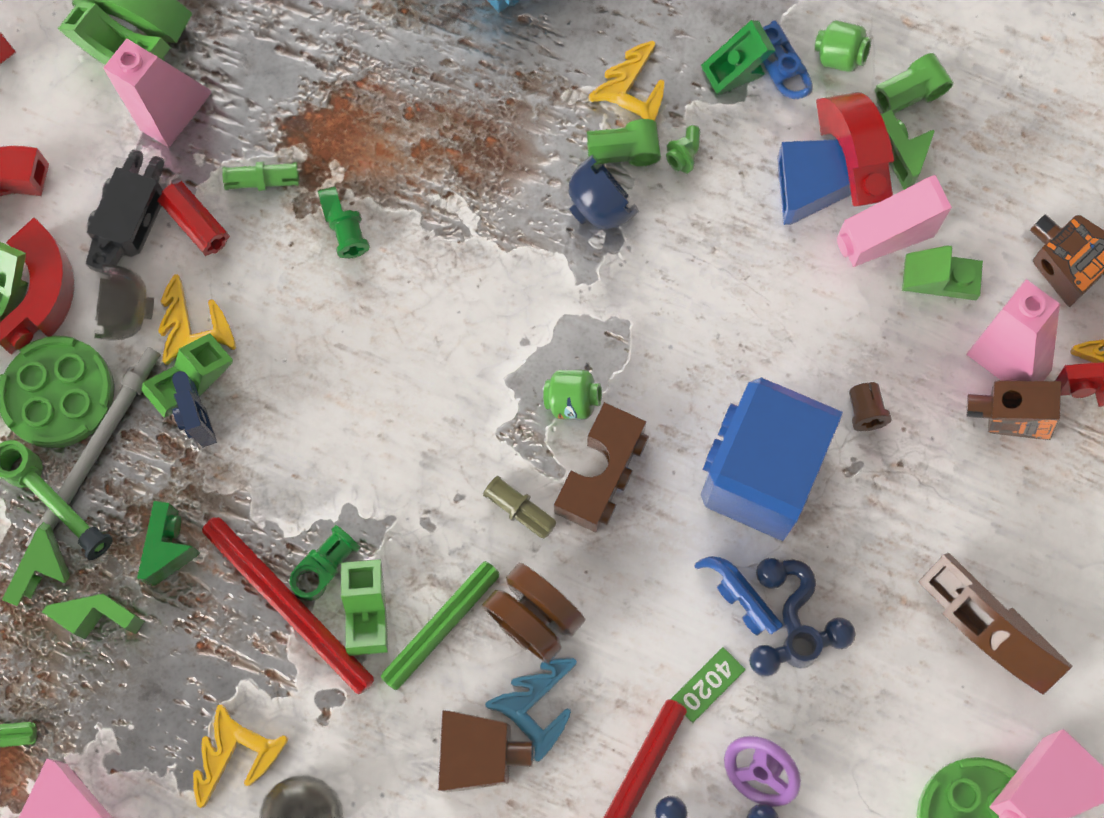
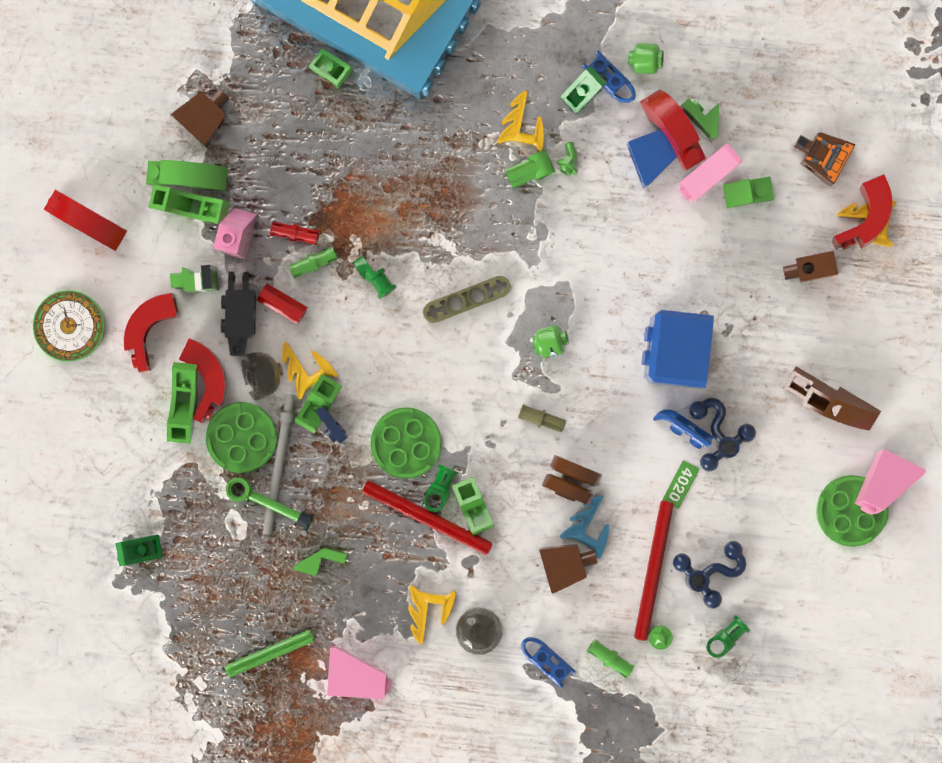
camera: 20 degrees left, 15 degrees up
(41, 556) = (276, 539): bright green slope -> none
(83, 145) = (196, 282): none -> bright green hips
(159, 554) = (345, 514): green slope -> none
(251, 128) = (294, 232): none -> red pin
(298, 479) = (406, 443): none -> bright green tile
(440, 625) = (519, 501): bright green axle -> none
(467, 304) = (465, 296): none -> olive beam
(589, 498) = (586, 359): reddish brown arch -> none
(598, 197) = (526, 211): dark blue cylinder -> none
(765, 768) = (726, 521): medium lavender piece -> none
(868, 407) = (726, 292): reddish brown bush -> none
(922, 80) = (701, 66): bright green piece -> none
(1021, 337) = (803, 230): bright pink slope -> none

